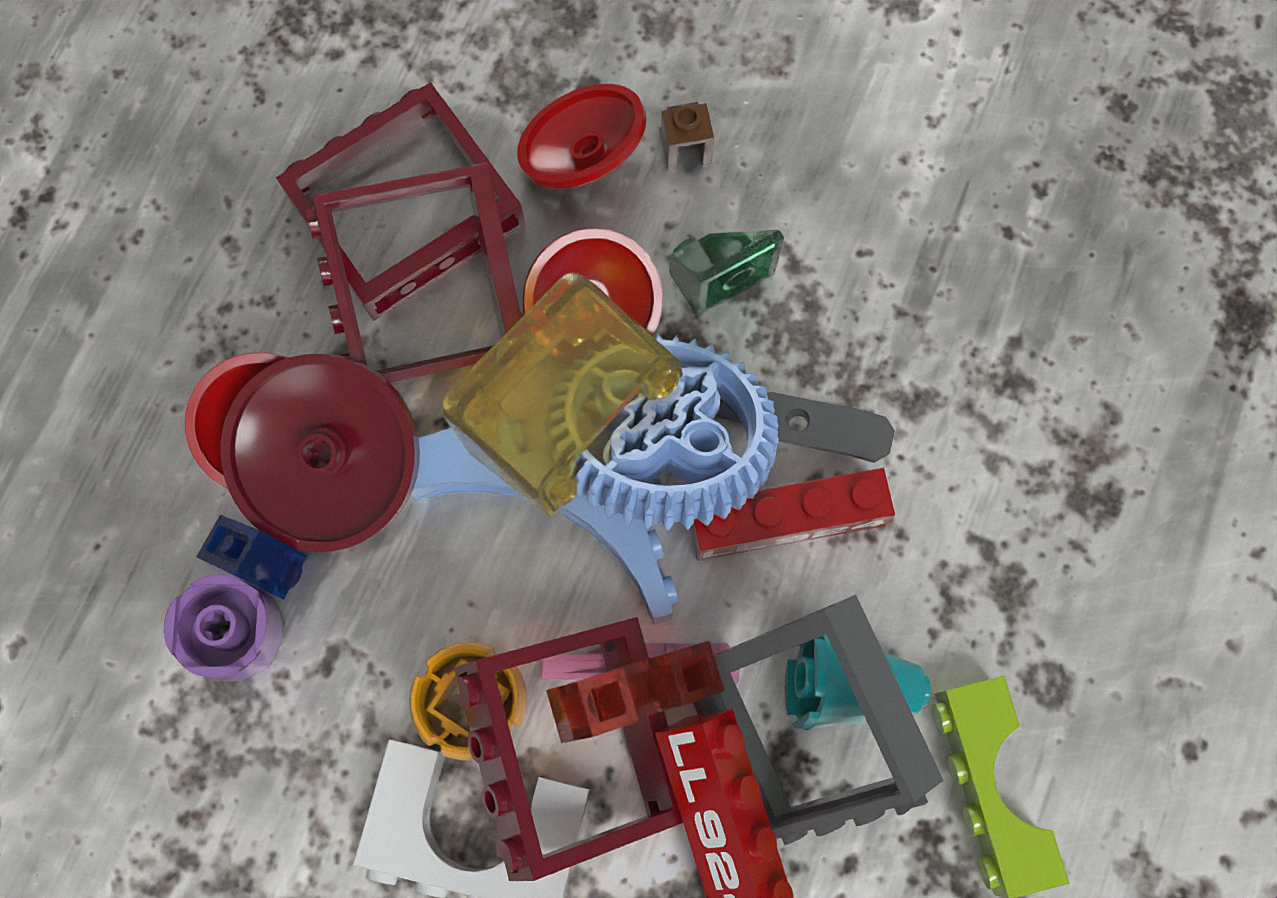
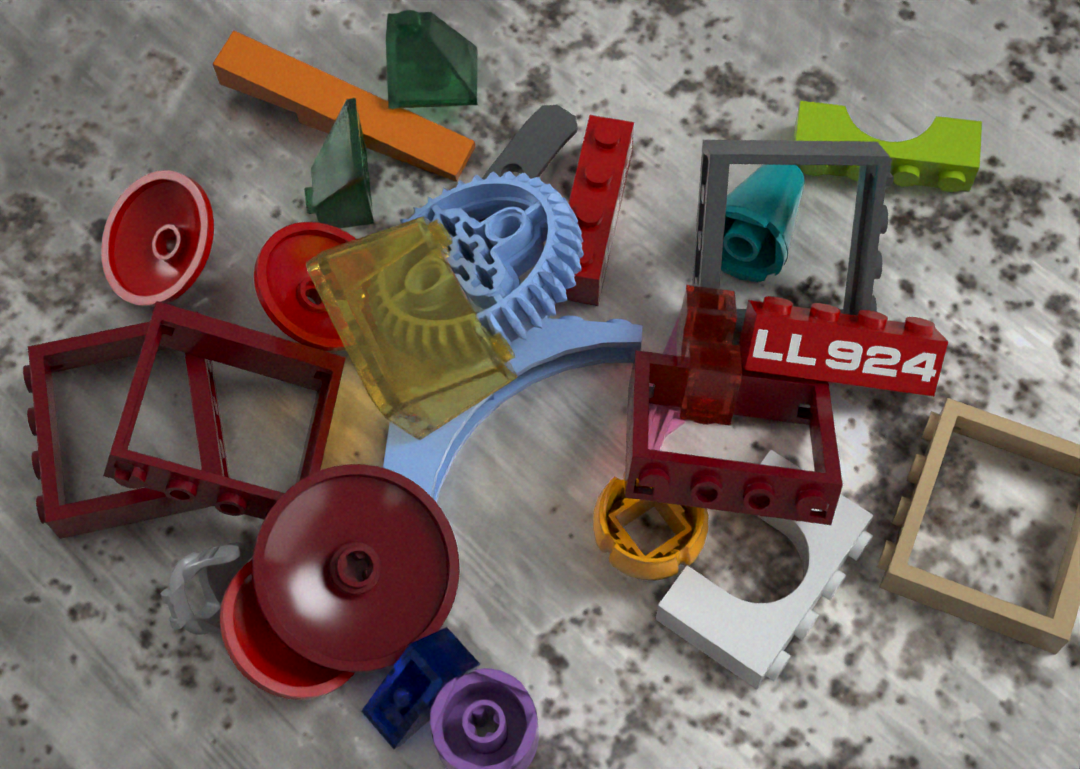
camera: 65 degrees left, 10 degrees down
(290, 336) = (215, 571): none -> light grey helmet
(686, 126) = (197, 155): reddish brown window -> none
(802, 223) = (319, 97): none -> orange slope
(881, 289) = (428, 63): none -> clear green slope

